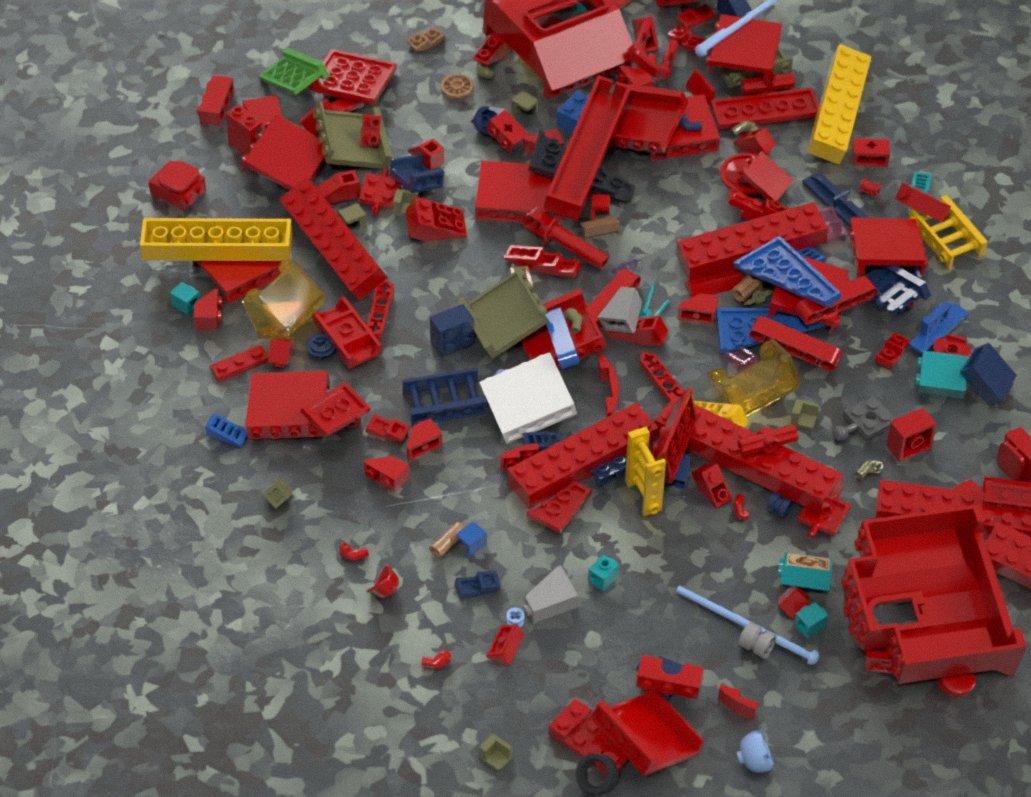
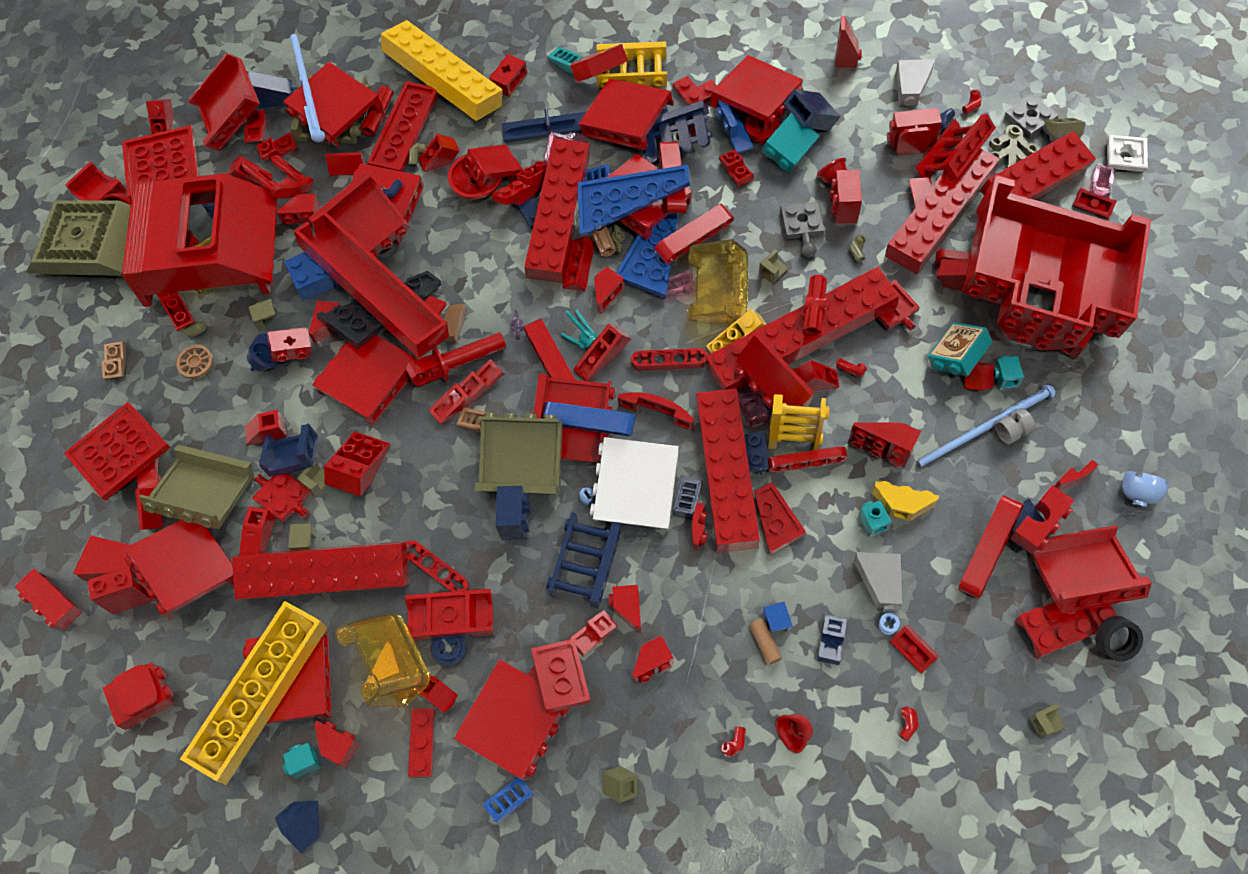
camera: 55 degrees left, 15 degrees up
(137, 320) = (300, 824): none -> dark blue slope
(299, 63) = (70, 489): bright green fence -> none
(370, 130) = (205, 466): red hips -> none
(576, 319) = (566, 395): olive arm -> none
(622, 311) = (578, 353): light grey slope -> none
(623, 654) = (991, 546): none -> red beam
(629, 507) = (807, 459): none -> red beam
(633, 588) = (903, 501): none -> yellow slope
(678, 551) = (885, 440): none -> red slope
(779, 504) = (867, 334): dark blue wheel -> none
(870, 188) = (548, 95): red bush -> none
(939, 415) = (829, 170): none -> red helmet
(952, 290) = (691, 93): none -> red plate
(978, 321) = (757, 89): none -> red panel

